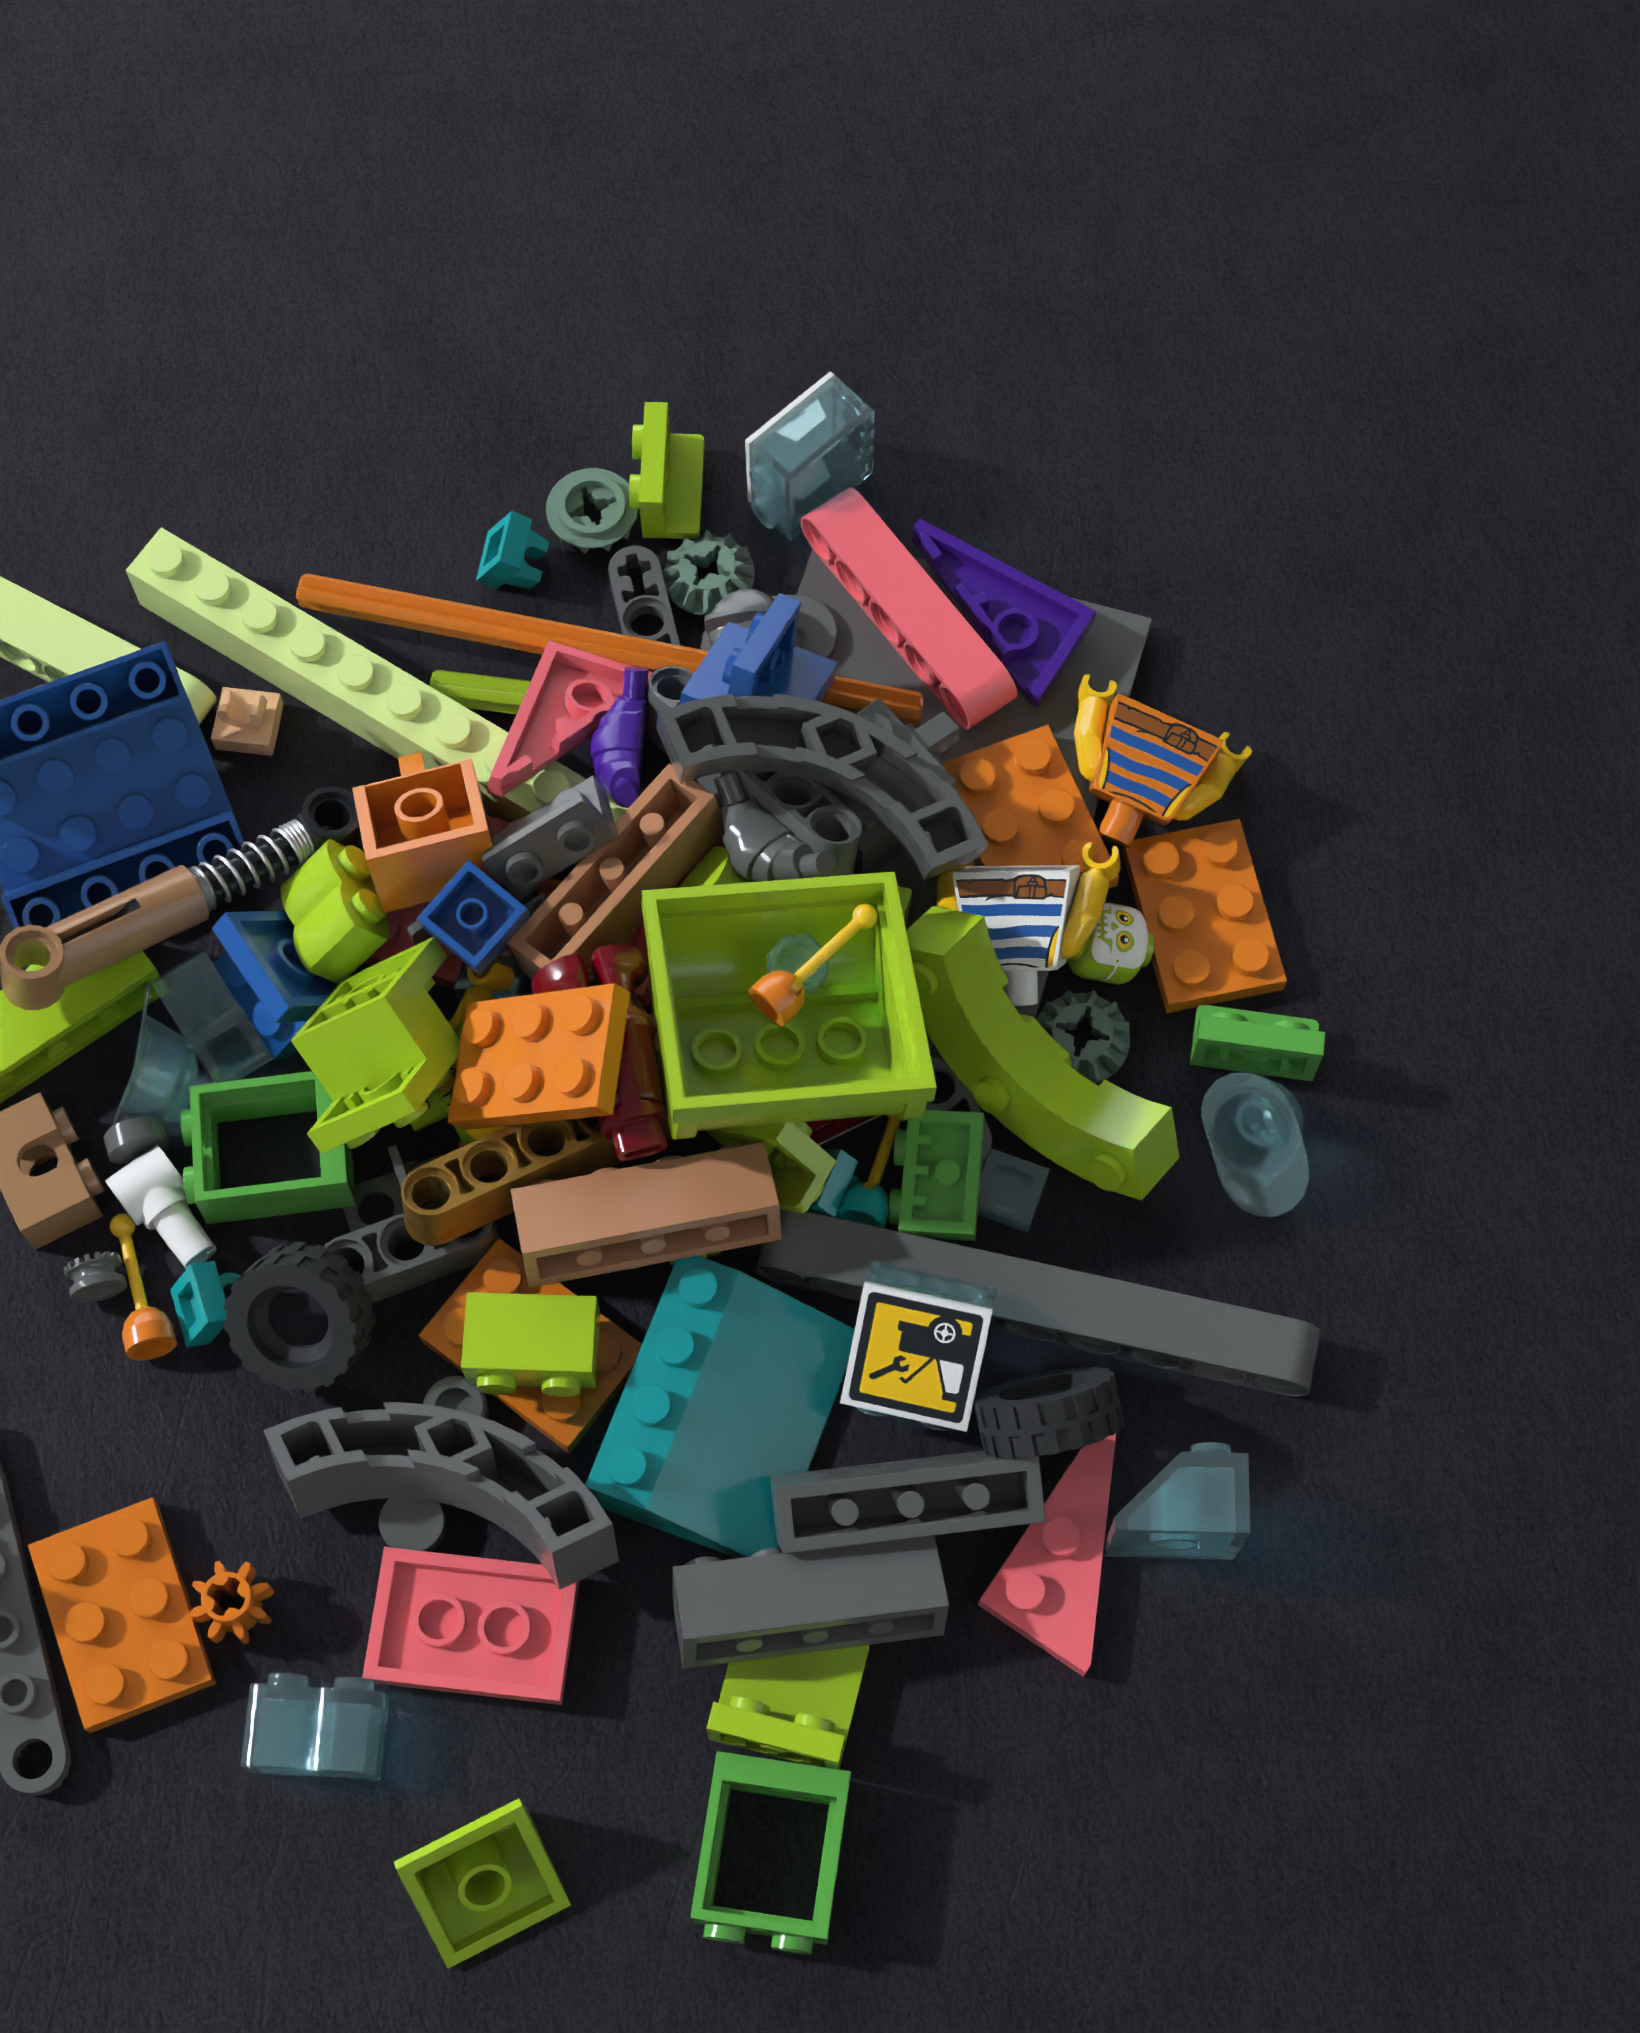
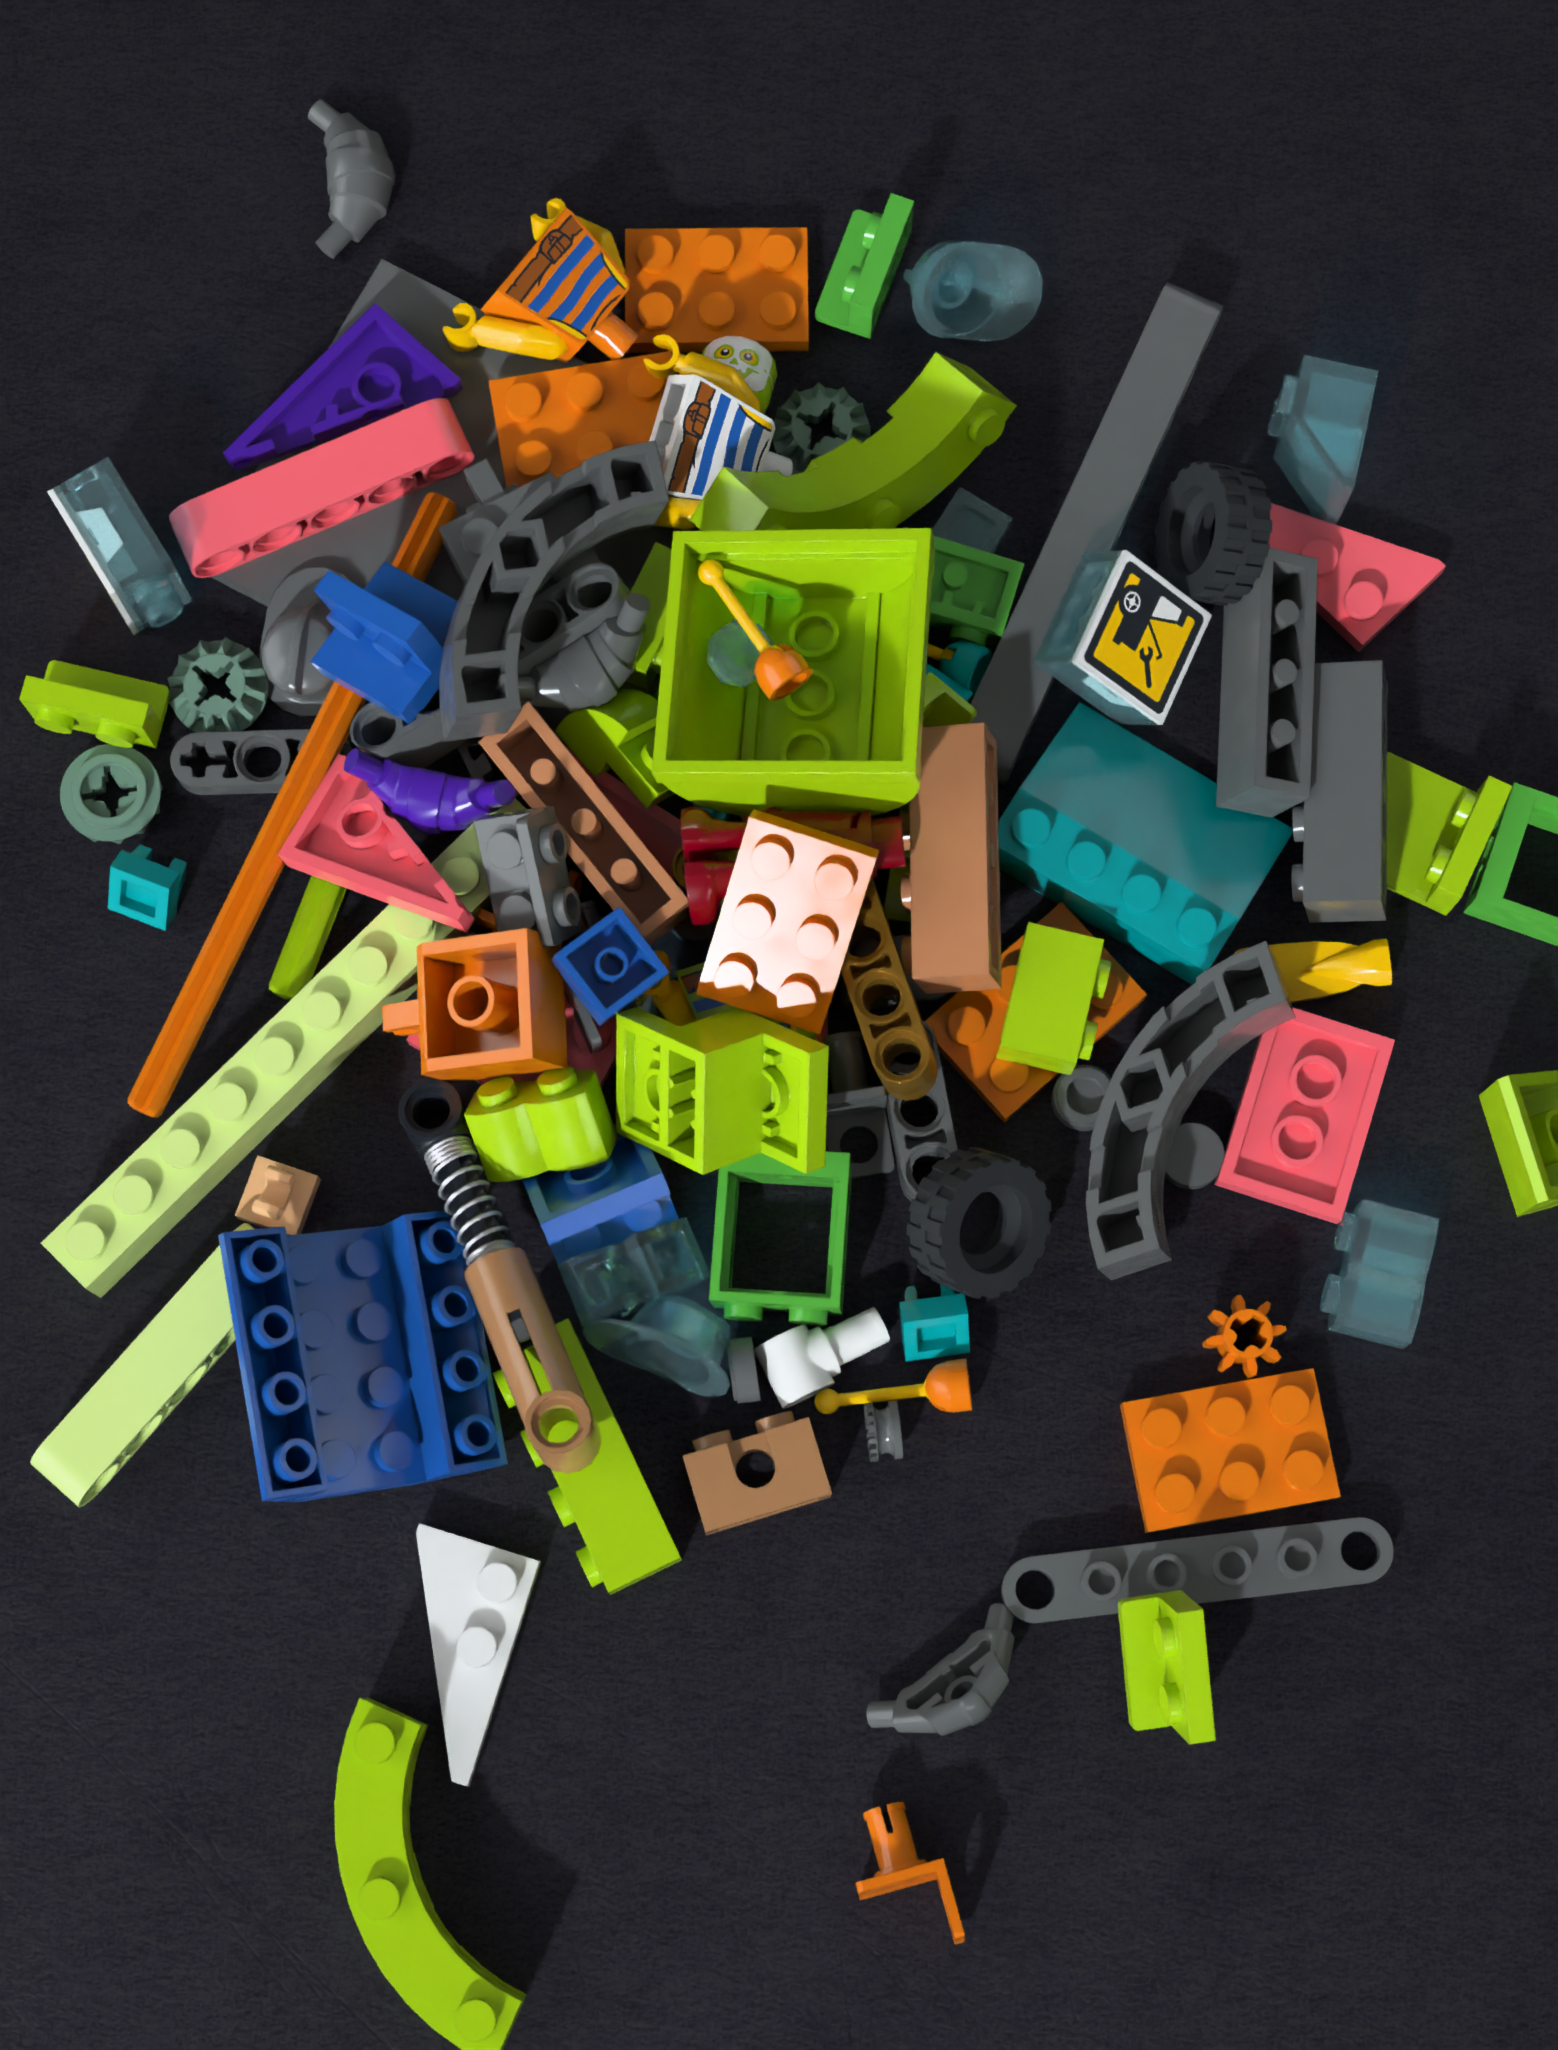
camera: 80 degrees left, 10 degrees up
(628, 1617) = (1330, 968): none -> yellow piece
(1230, 582) = (357, 177): none -> dark grey piece

